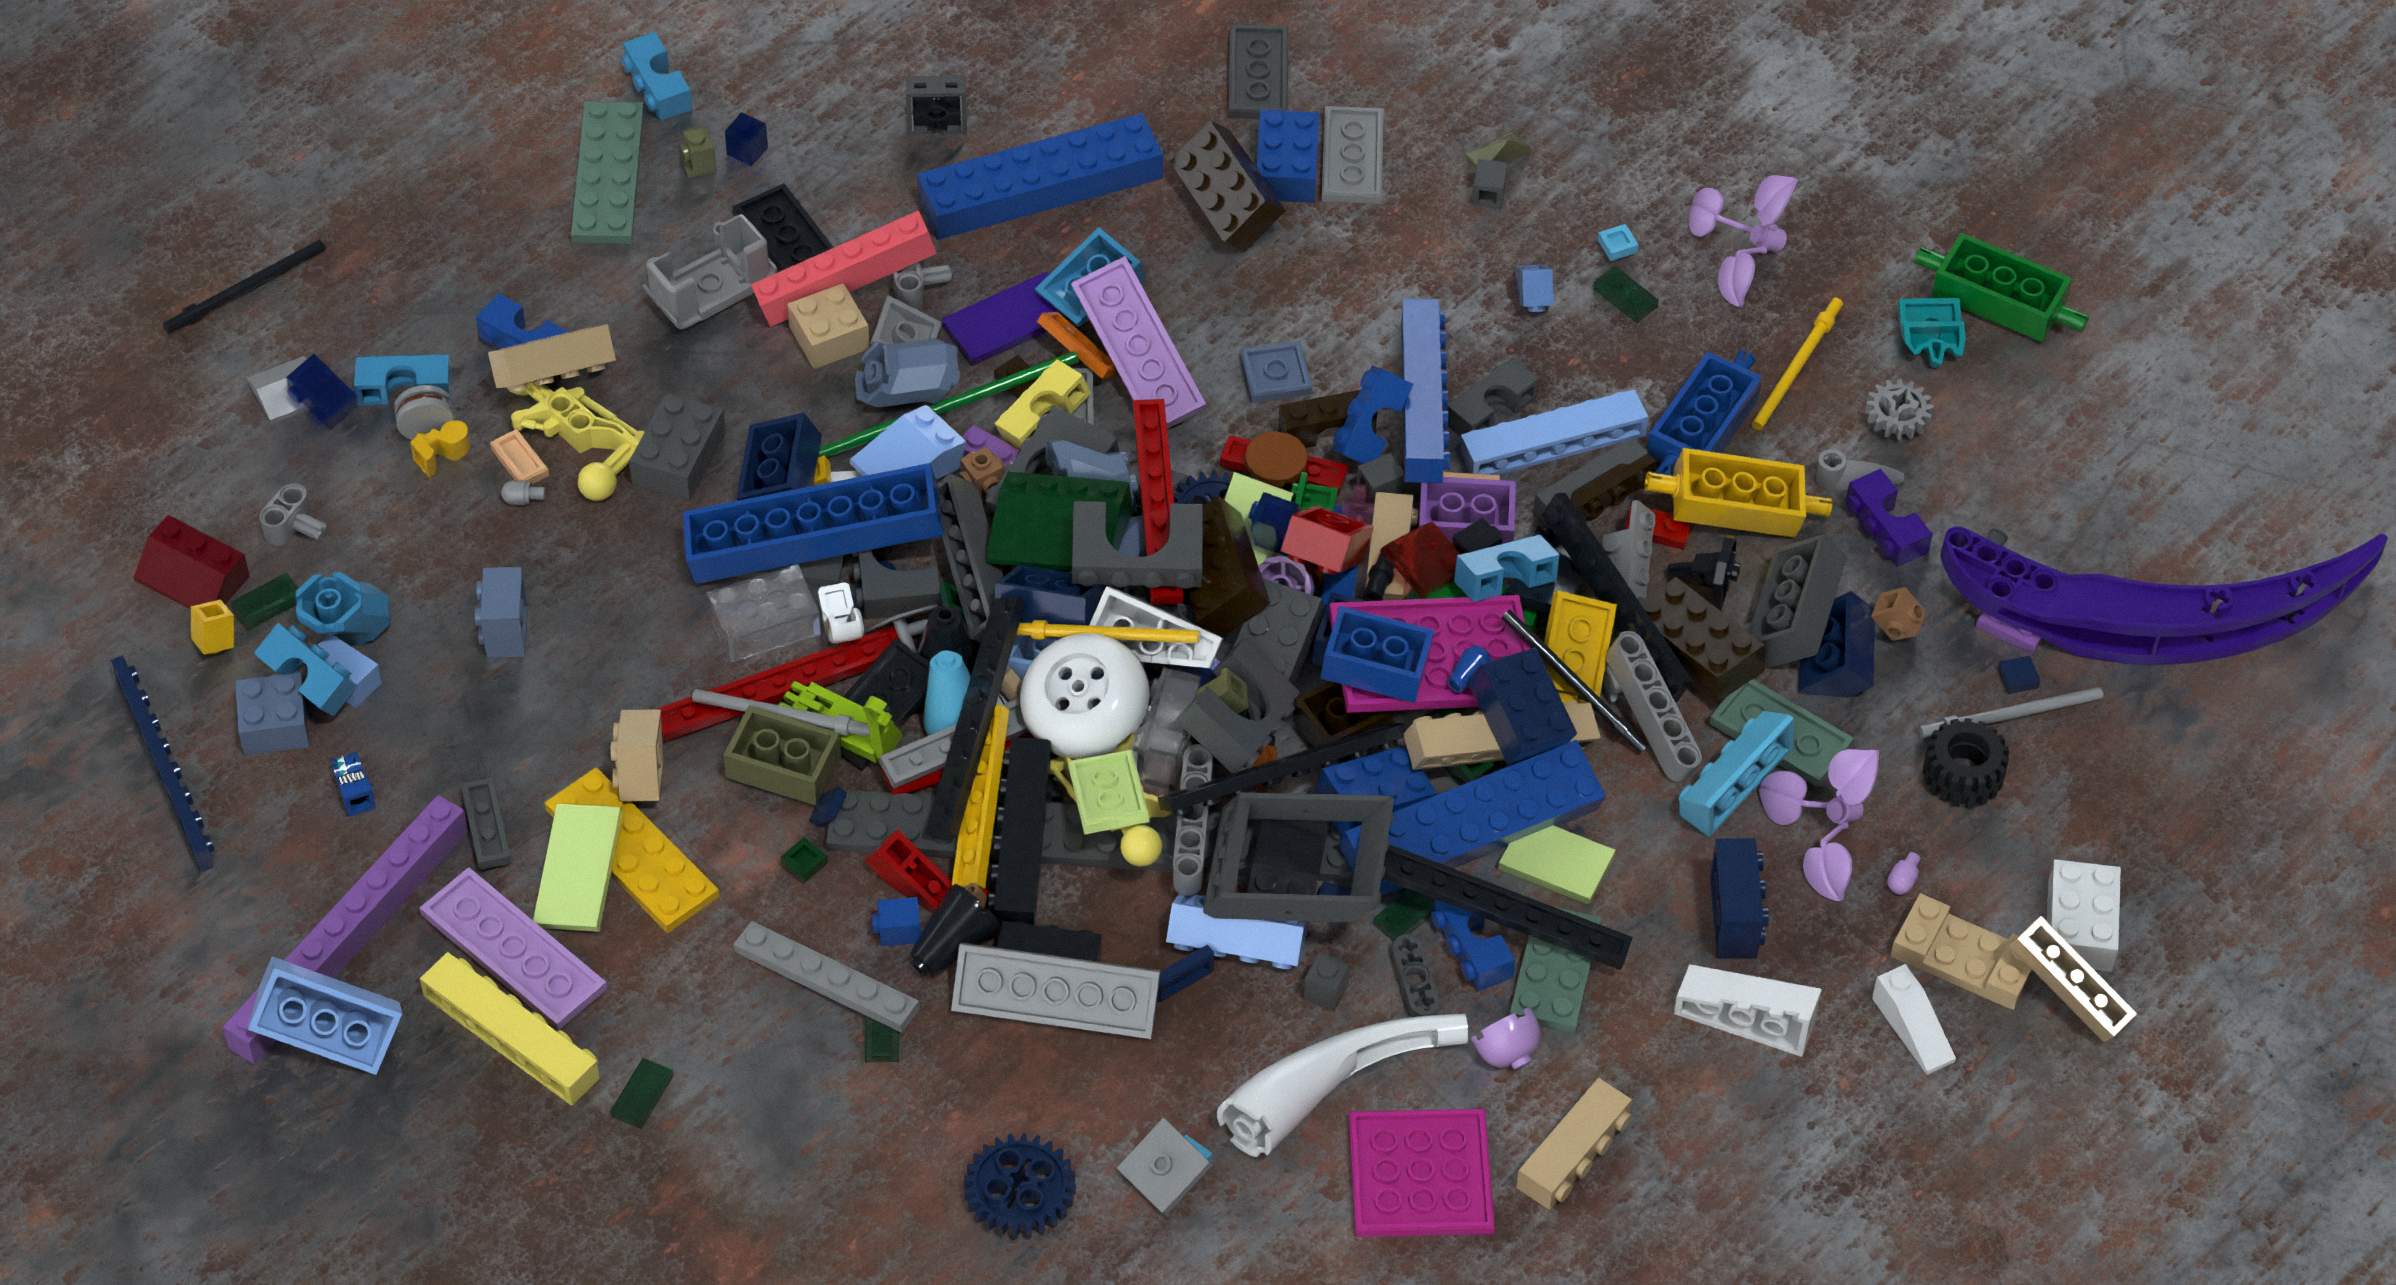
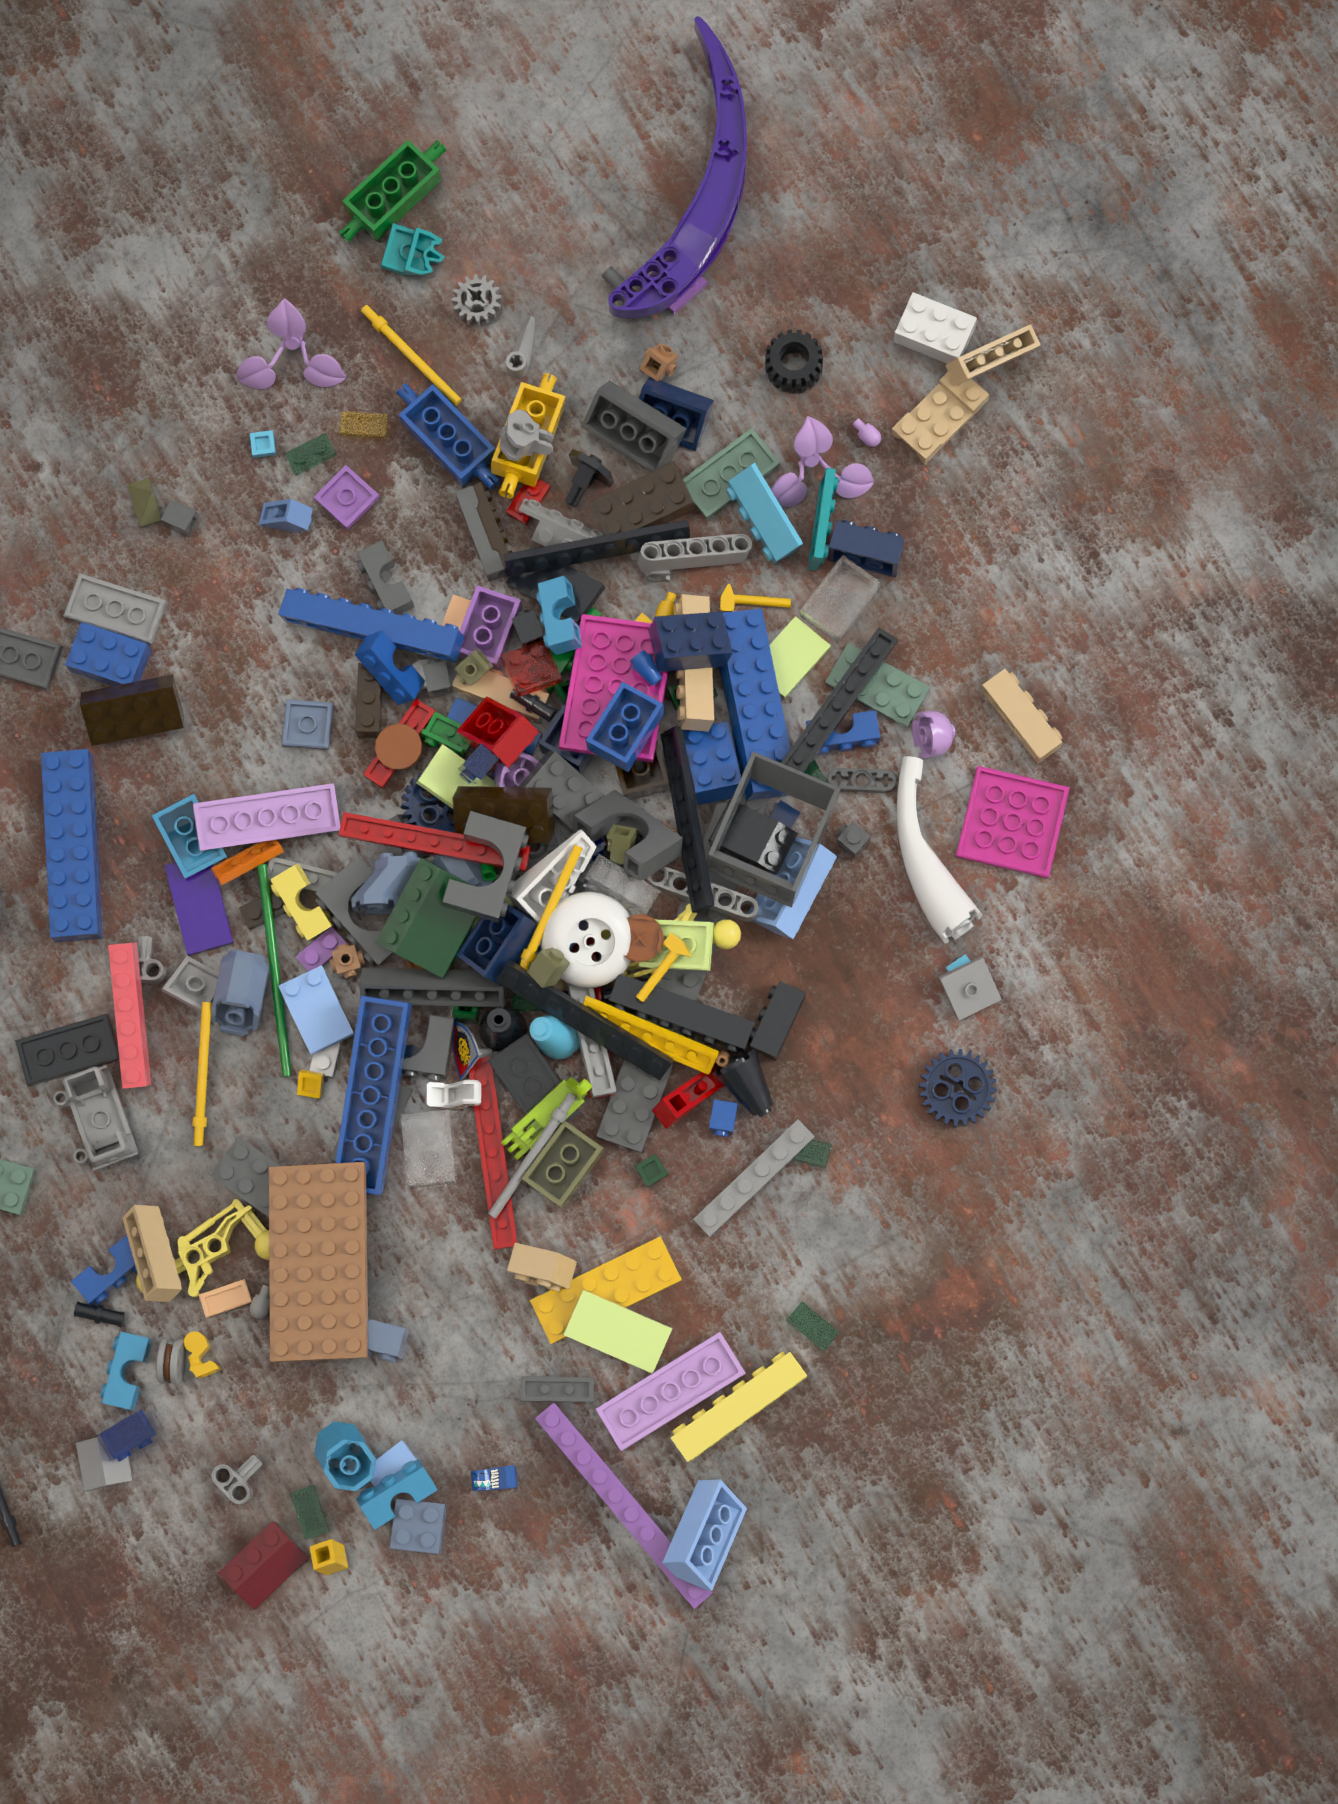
camera: 65 degrees left, 25 degrees up
(168, 772) = (426, 1615): dark blue plate -> none
(467, 338) = (99, 1314): none -> black pin
(580, 512) = (318, 1262): none -> medium nougat plate
(736, 378) = (199, 1120): none -> yellow bar
(779, 456) = (303, 1107): dark blue brick -> none
(828, 326) = (171, 1039): tan brick -> none
(828, 806) = (612, 1143): dark blue tile -> none
(1027, 645) = (548, 967): none -> olive brick
(1056, 990) = (814, 1024): light grey plate -> none
(1102, 785) = (676, 947): none -> yellow piece
(1103, 751) = (645, 938): none -> dark orange tile
(1185, 972) = (819, 934): dark blue tile -> none
(1359, 508) = (463, 704): clear pink plate -> none
(1399, 495) = (479, 662): none -> olive brick
(1554, 434) = (429, 545): light blue brick -> none
(1580, 636) = (630, 587): yellow plate -> none
(1583, 339) = (346, 497): none -> medium lavender plate
(1610, 773) = (729, 600): none -> yellow piece
(1619, 726) = (696, 581): black bar -> none
(1655, 887) = (840, 599): none -> clear brick
(1685, 335) = (364, 424): none -> clear yellow plate
(1725, 466) = (524, 437): none -> light grey hinge
(1750, 1007) = (949, 569): white wedge -> none
(1774, 835) = (822, 525): none -> teal plate
(1899, 537) = (553, 348): dark purple arch -> none
(1913, 1018) = (984, 467): white slope -> none
(2019, 674) = (724, 300): dark blue tile -> none
(2020, 710) = (755, 357): light grey bar -> none

